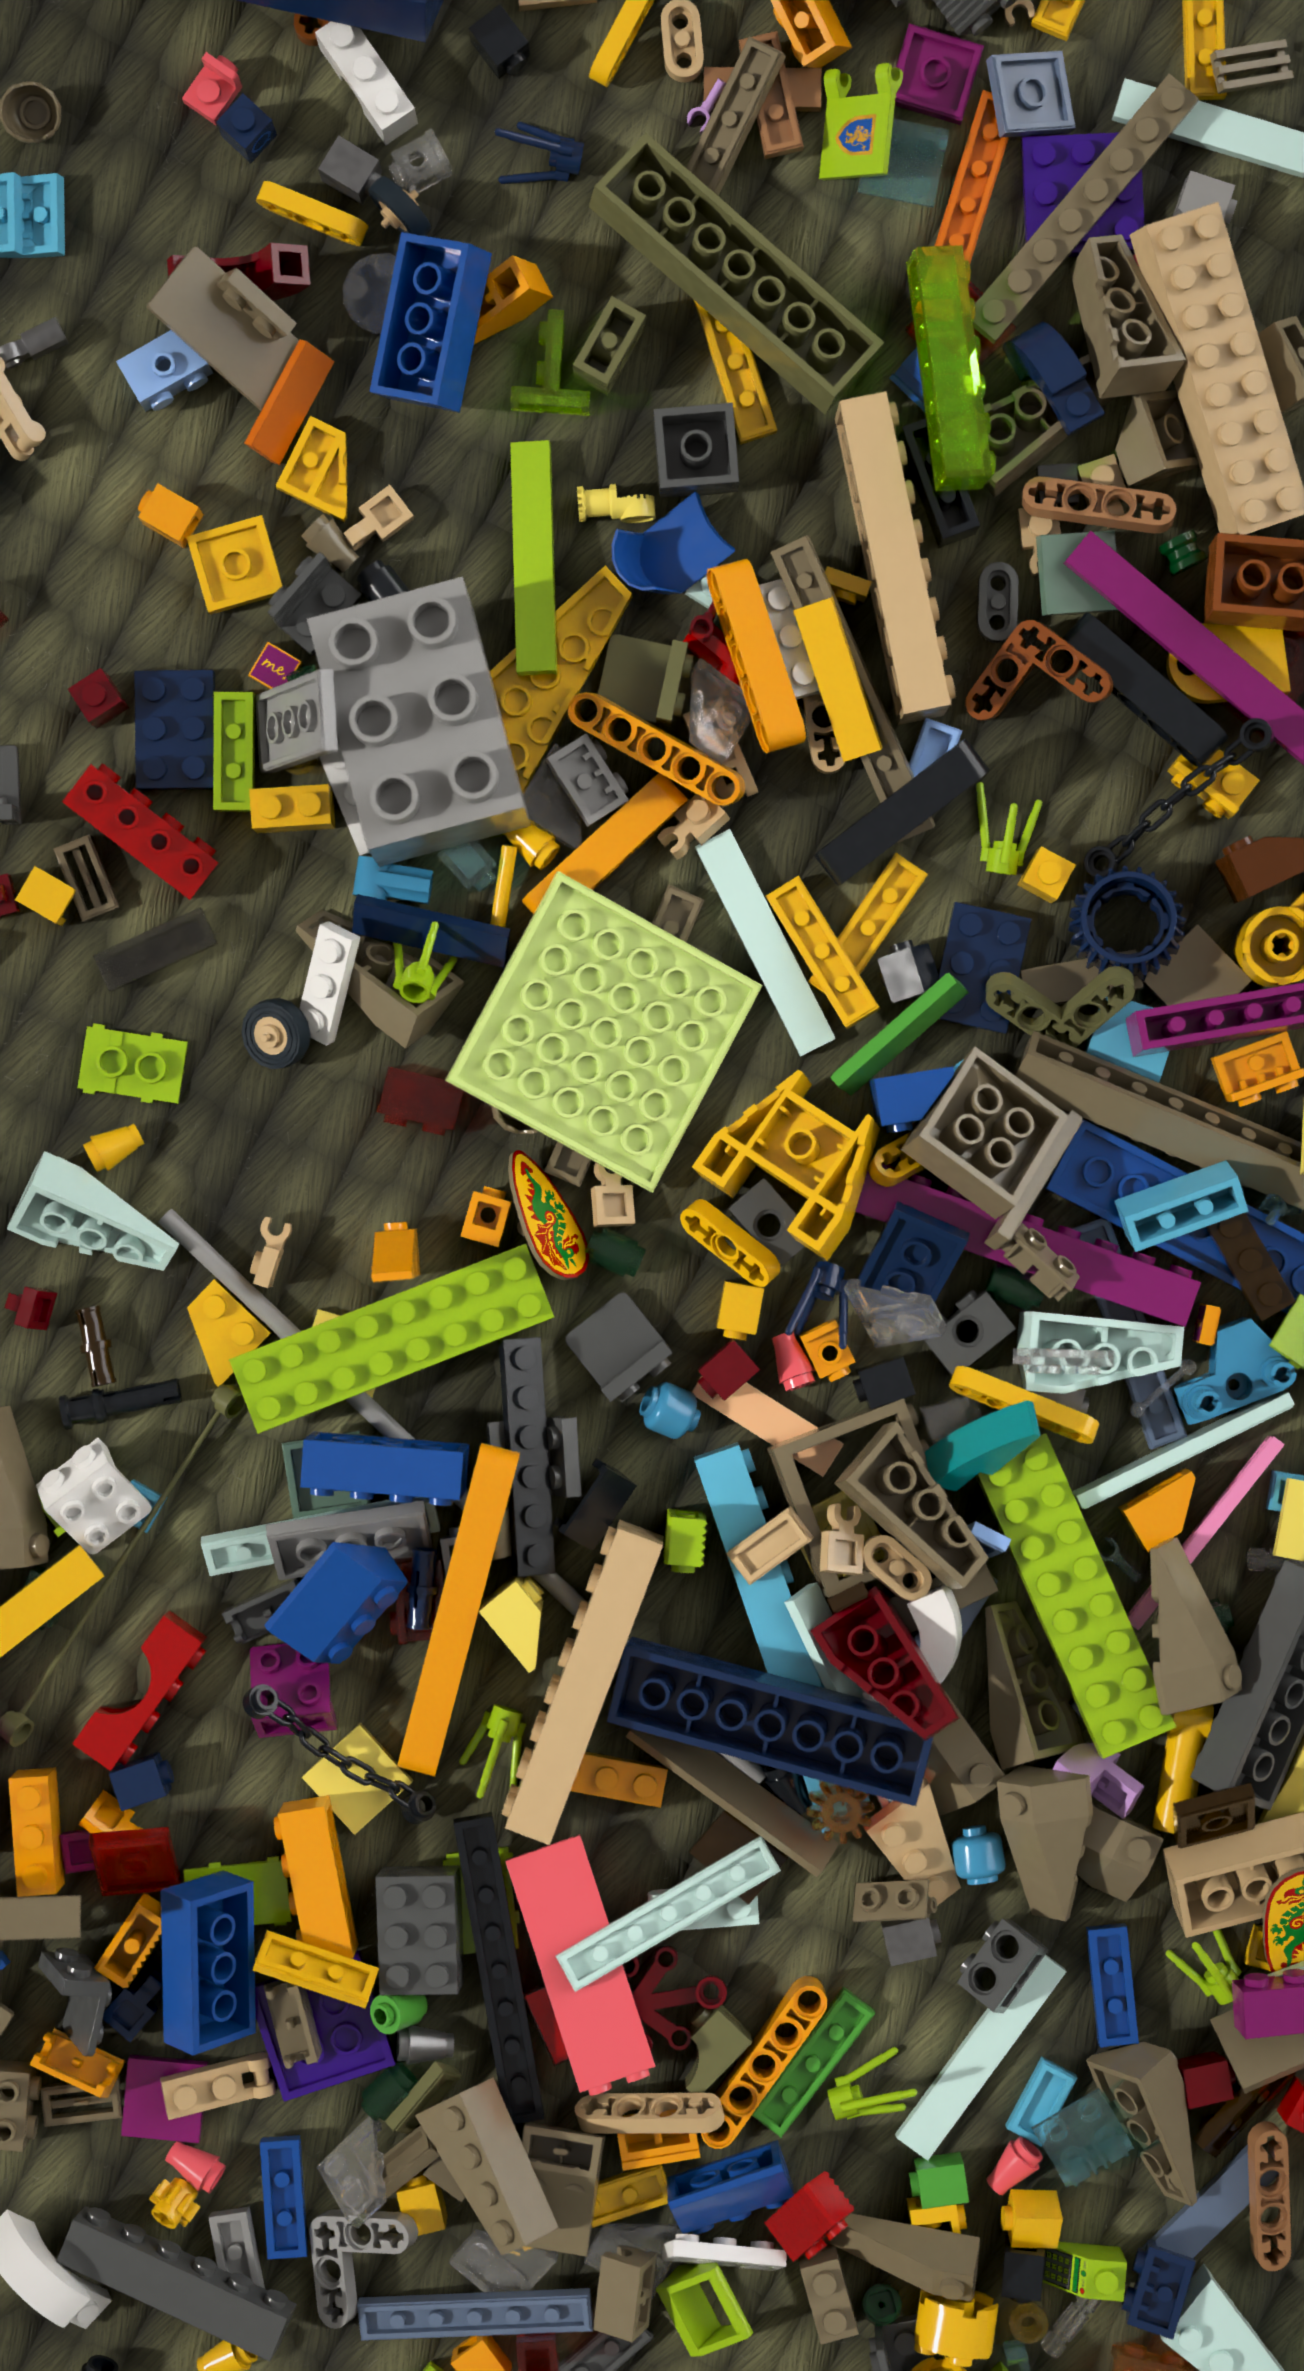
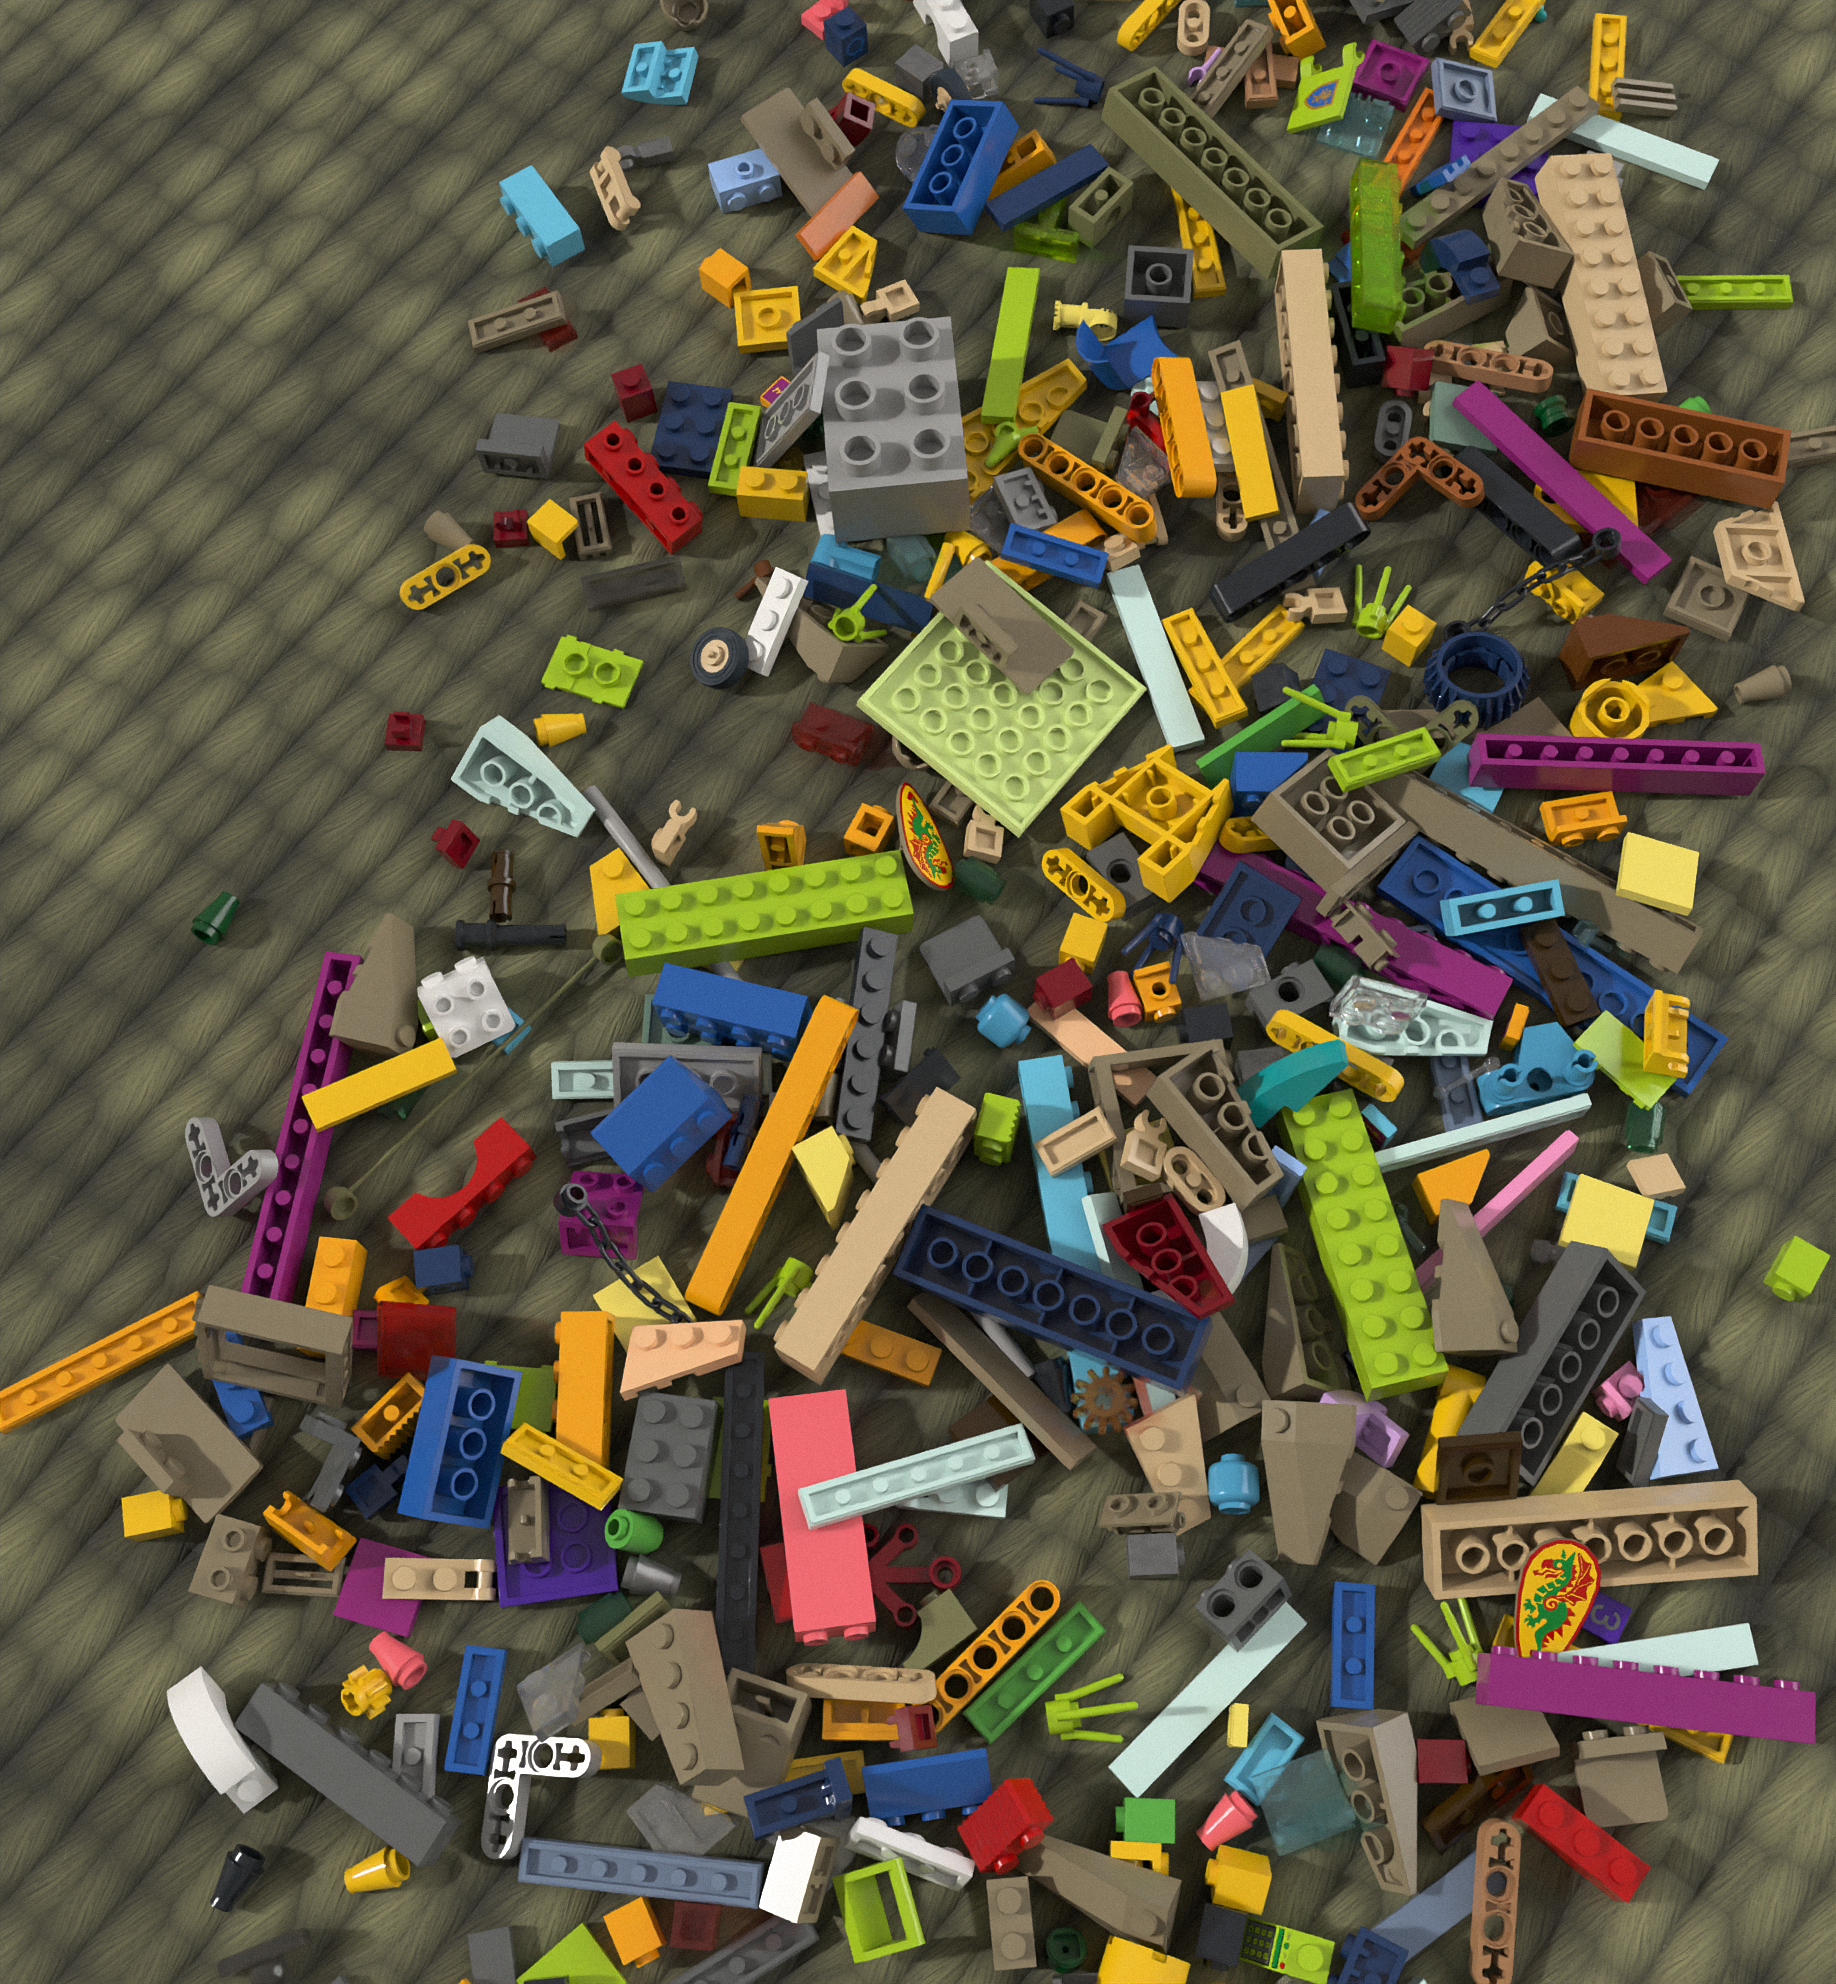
camera: 15 degrees right, 20 degrees down
(302, 910) = (761, 569): none -> reddish brown hand
(403, 1832) = (675, 1350): none -> light nougat wing
(541, 335) = (1046, 187): none -> dark blue tile
(553, 699) = (1006, 441): none -> lime animal
(590, 955) = (1001, 625): none -> dark tan bracket
(613, 2239) = (800, 1801): none -> dark blue bracket
(633, 850) = (1054, 555): none -> blue plate
(709, 2152) = (914, 1728): none -> dark red tile
(942, 848) = (1320, 604): none -> tan plate
(985, 1024) = (1339, 733): none -> lime plant
(1006, 523) = (1407, 369): none -> dark red brick
(1013, 2080) = (1237, 1725): none -> light yellow tile
(1021, 232) = (1440, 176): none -> blue tile
(1037, 1055) = (1384, 759): none -> lime tile
(1076, 1458) = (1378, 1126): none -> medium azure tile

